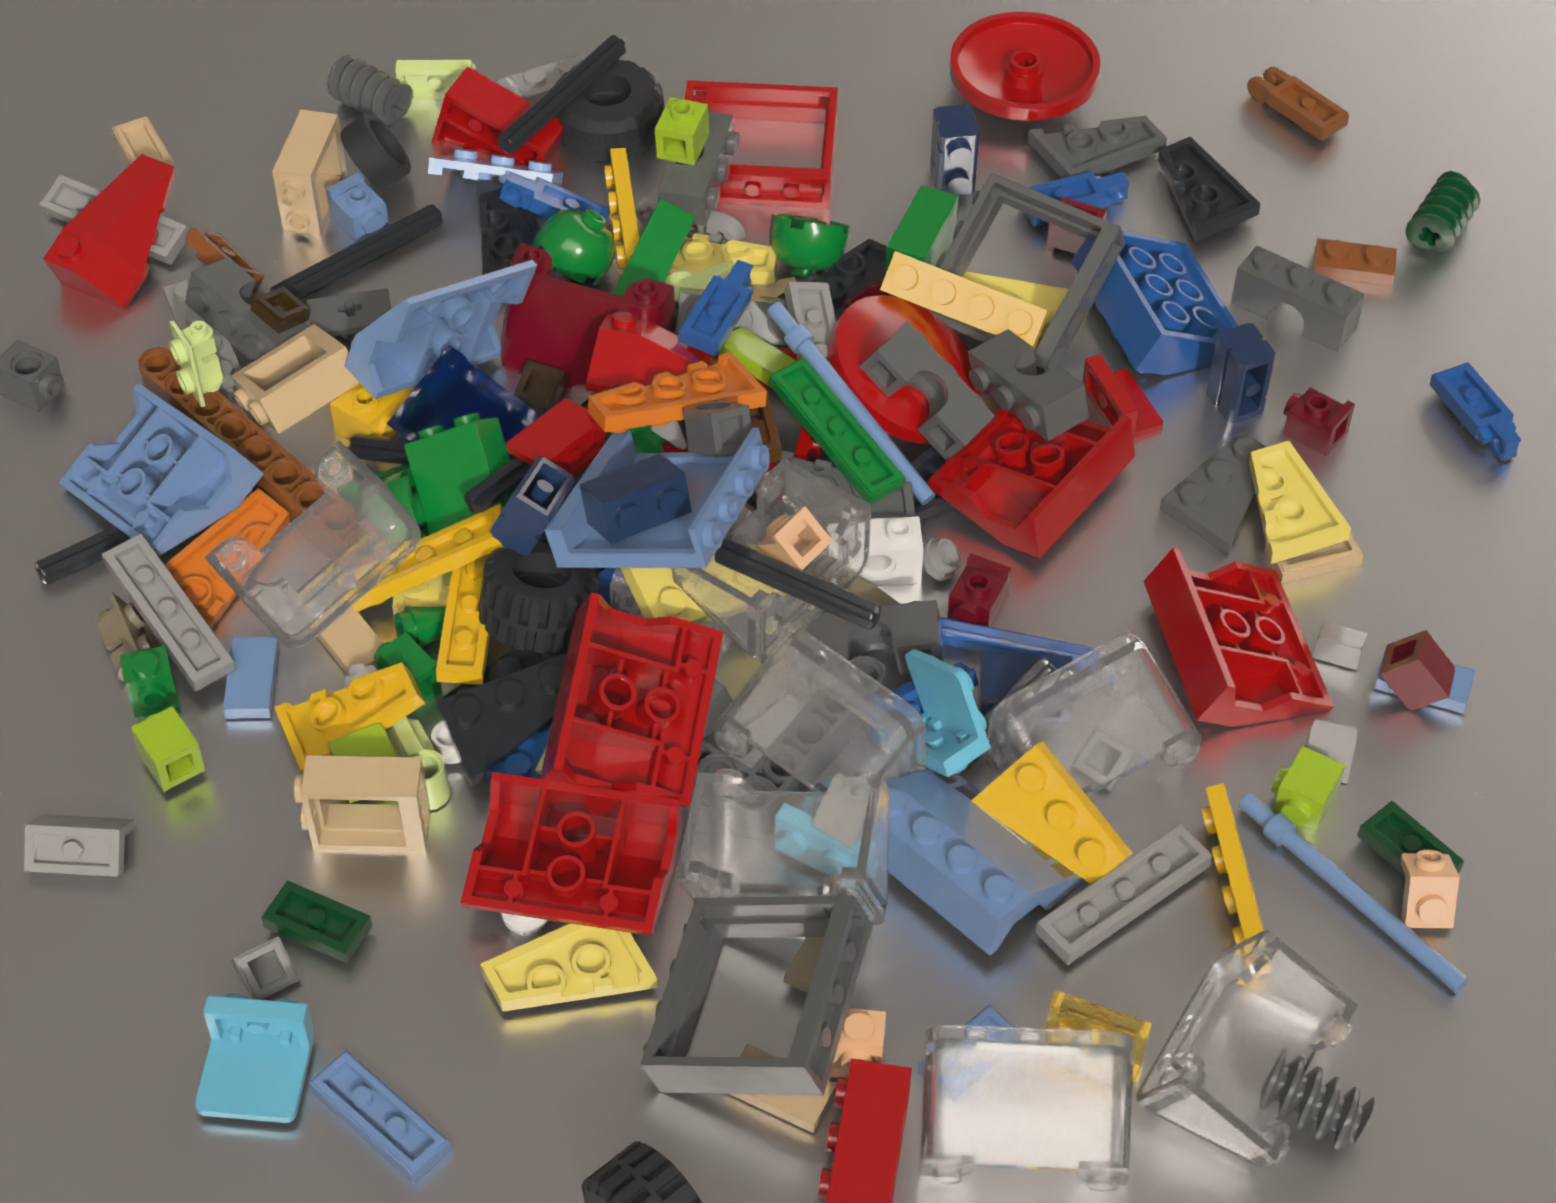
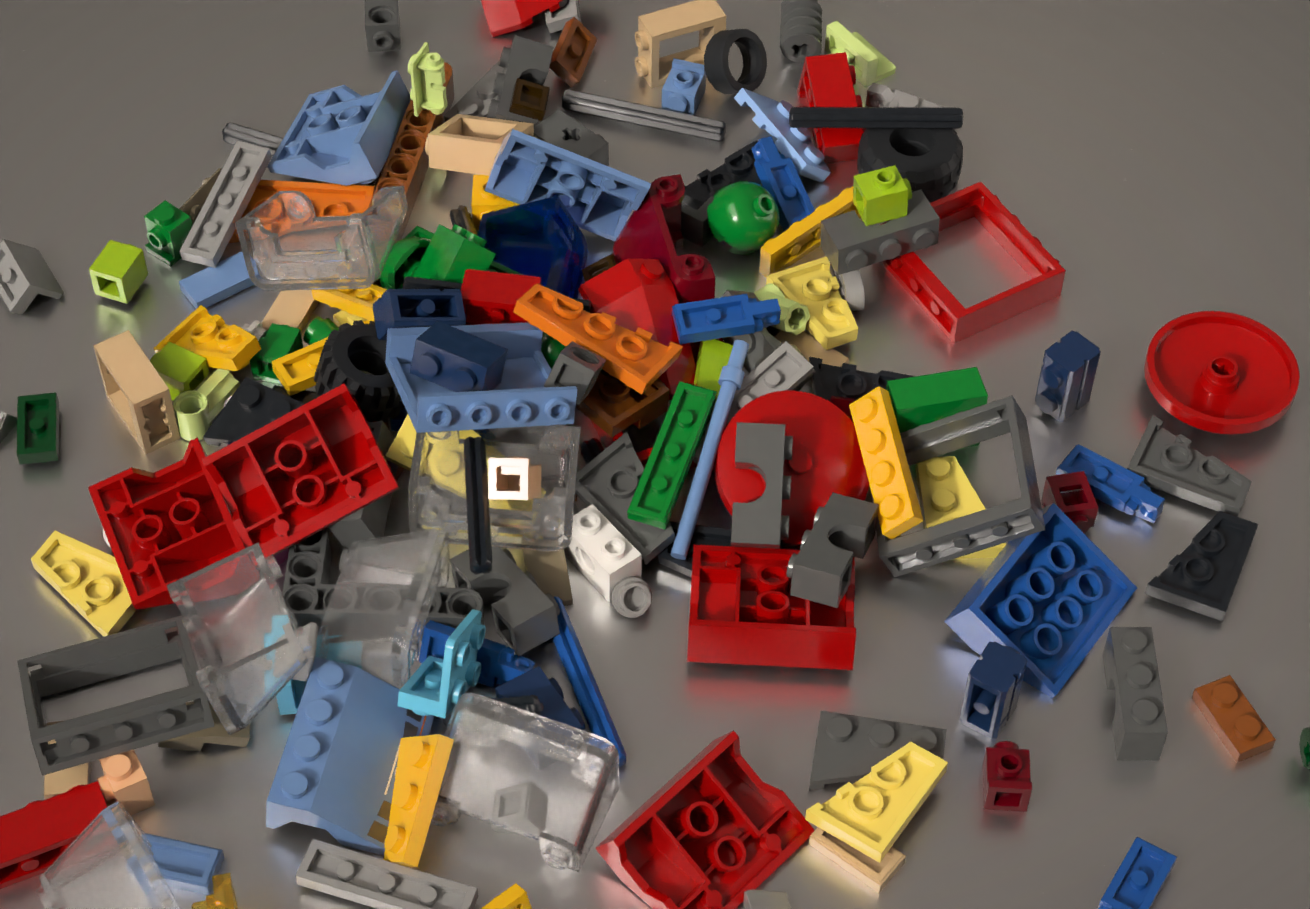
camera: 55 degrees right, 0 degrees up
(657, 246) = (769, 262): green tile -> none
(807, 242) = (881, 341): green cylinder -> none
(979, 591) = (614, 641): dark red brick -> none
(1119, 395) = (908, 631): red panel -> none

